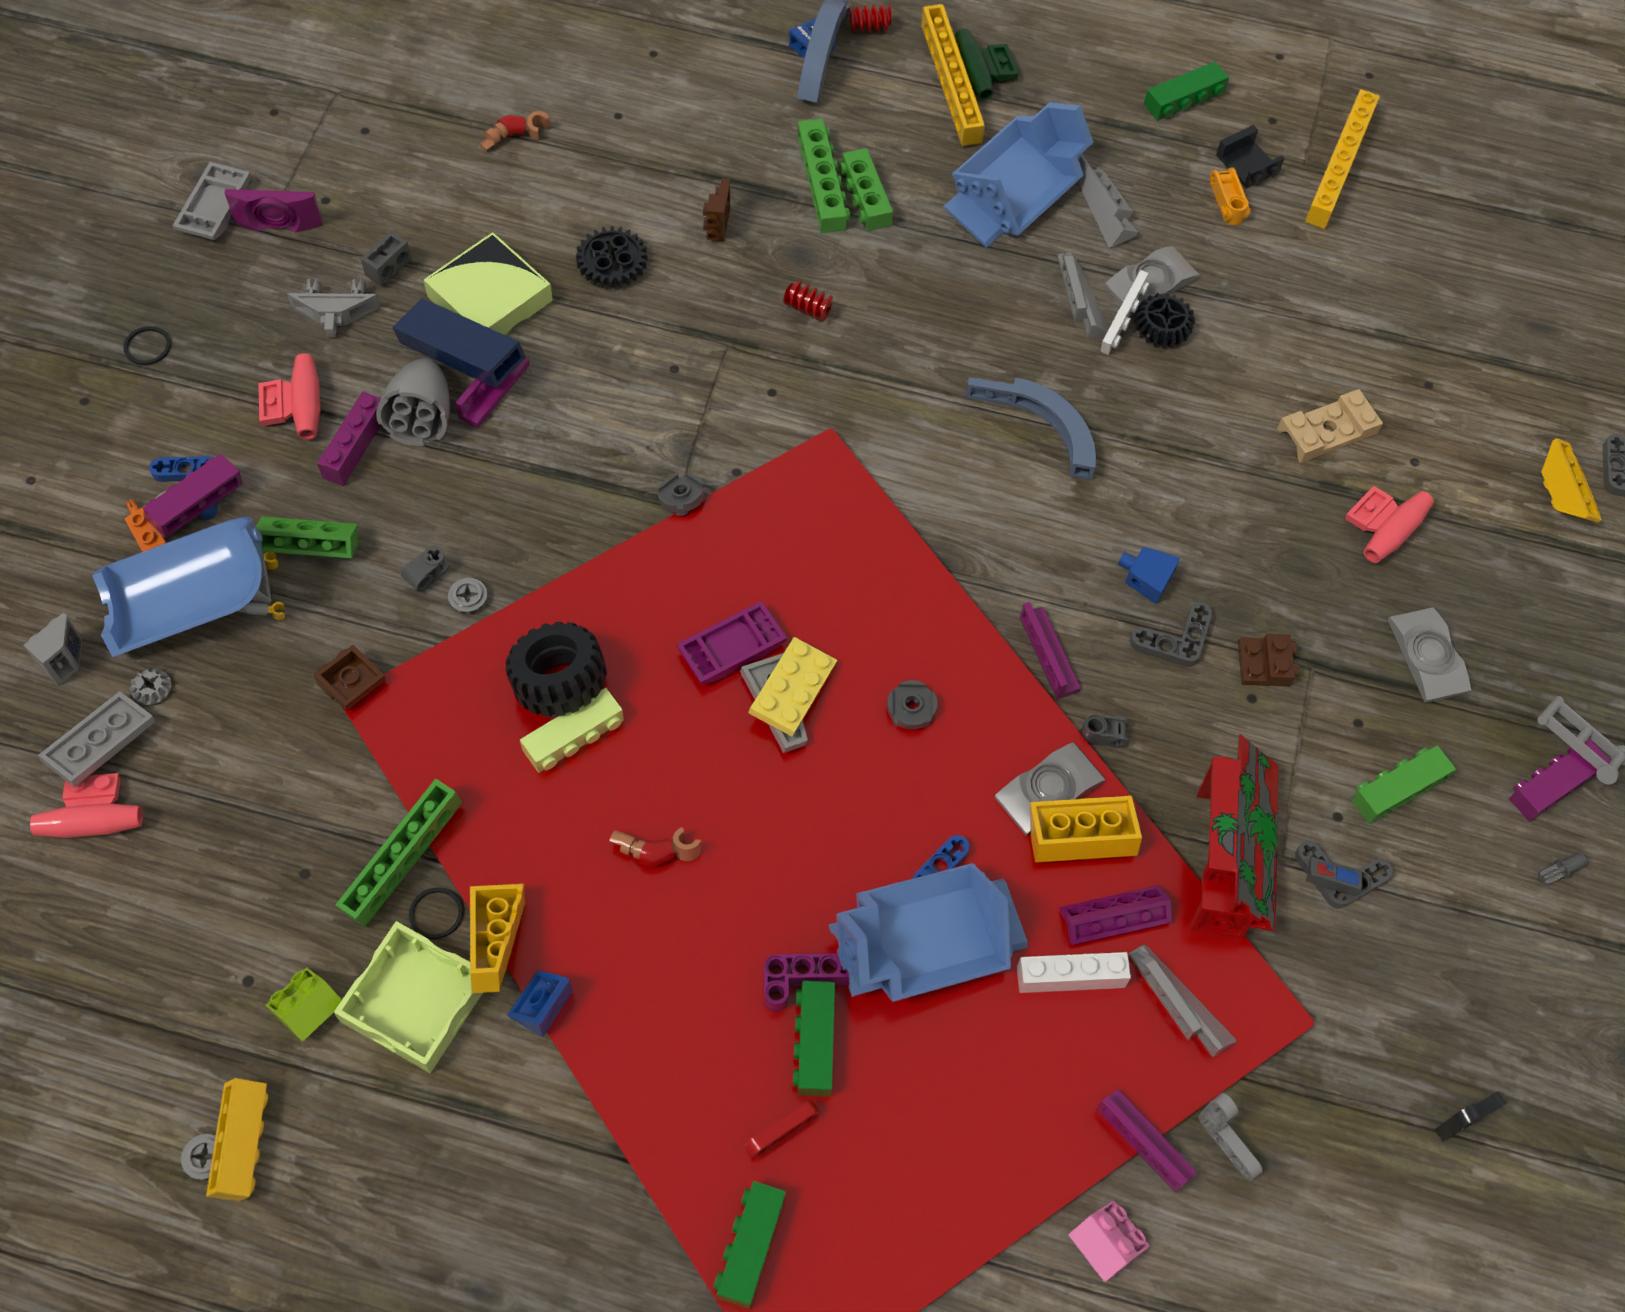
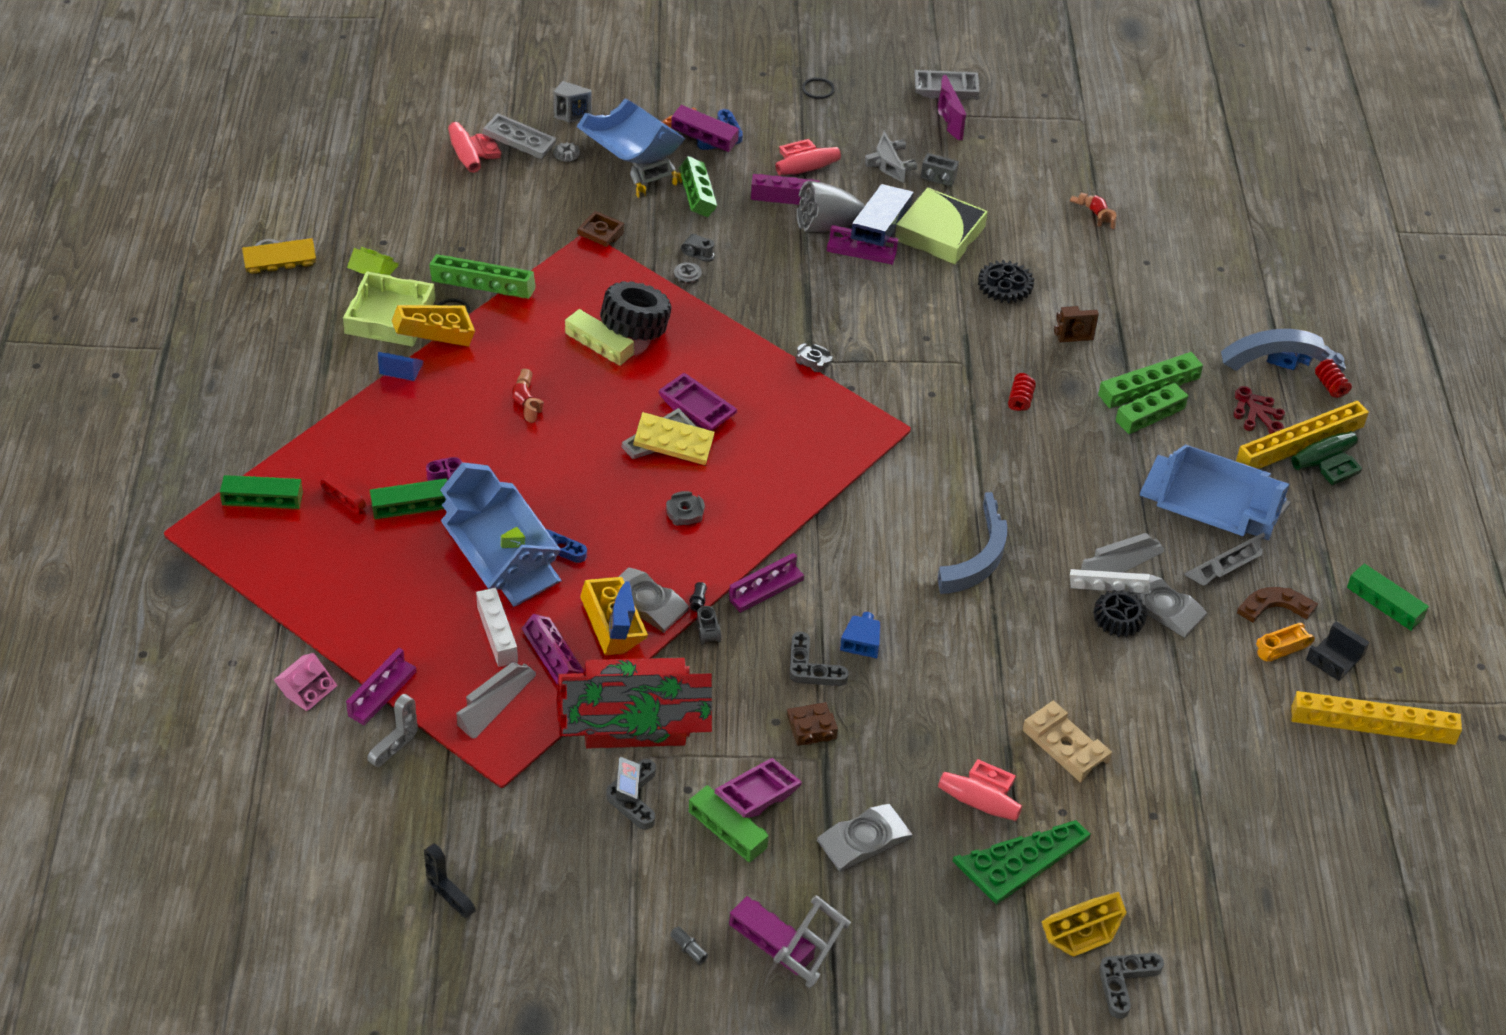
camera: 75 degrees right, 15 degrees down
(869, 103) = (1245, 395): none -> dark red plant
(941, 917) = (512, 539): none -> lime slope
(1063, 727) = (698, 598): none -> black pin
(1106, 812) = (622, 613): none -> blue slope
(1162, 185) = (1276, 597): none -> reddish brown plate
(1362, 740) = (758, 788): none -> magenta slope
(1484, 528) = (1017, 861): none -> green wing

